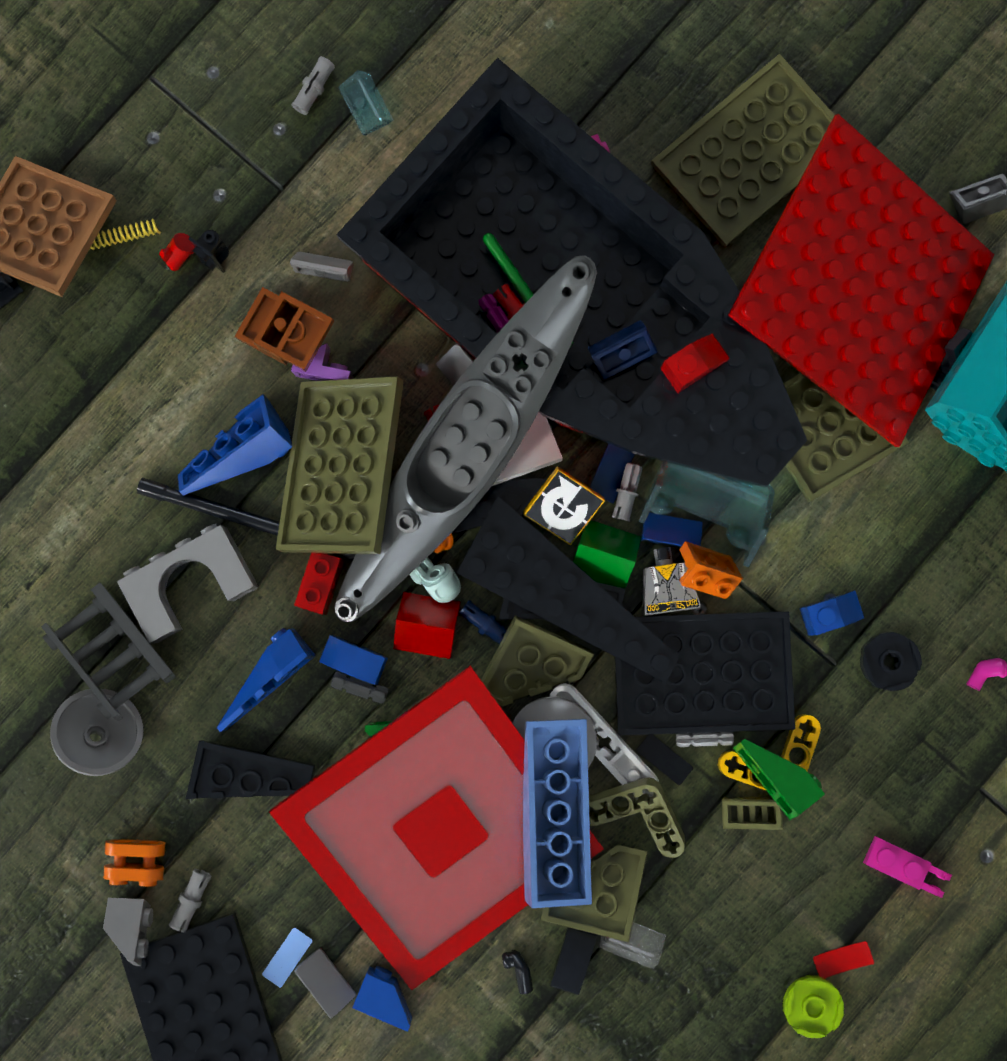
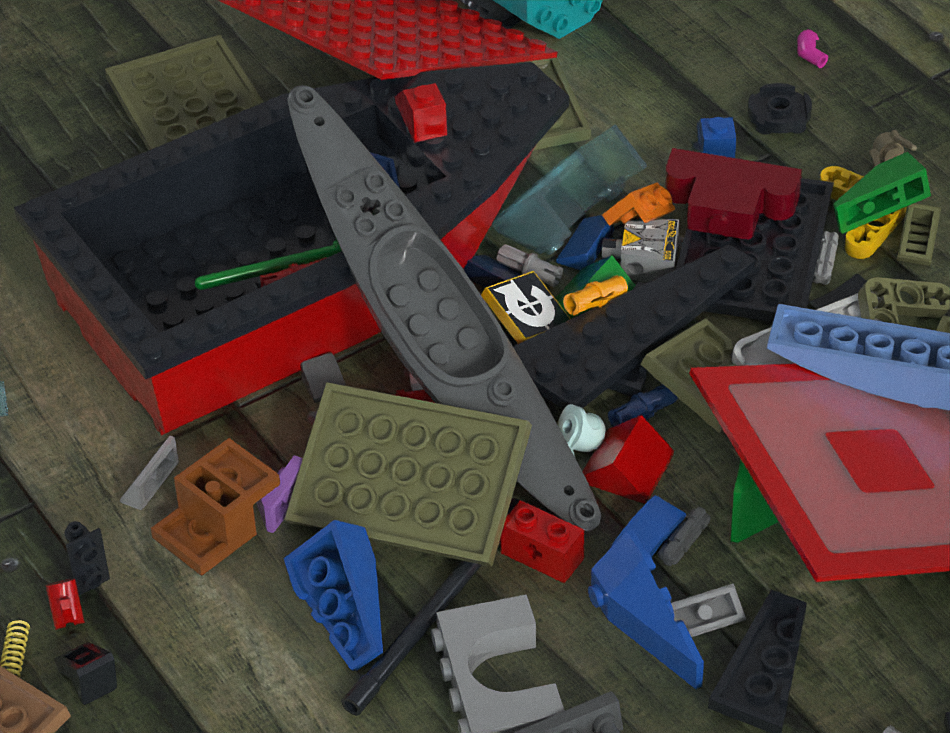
camera: 75 degrees left, 40 degrees down
(122, 287) = (90, 671): none -> black slope
(291, 715) = (709, 610): none -> light grey slope
(583, 560) = (595, 294): none -> light orange pin
(744, 643) = (730, 192): none -> dark red brick
(853, 772) = (889, 146): none -> dark tan plant

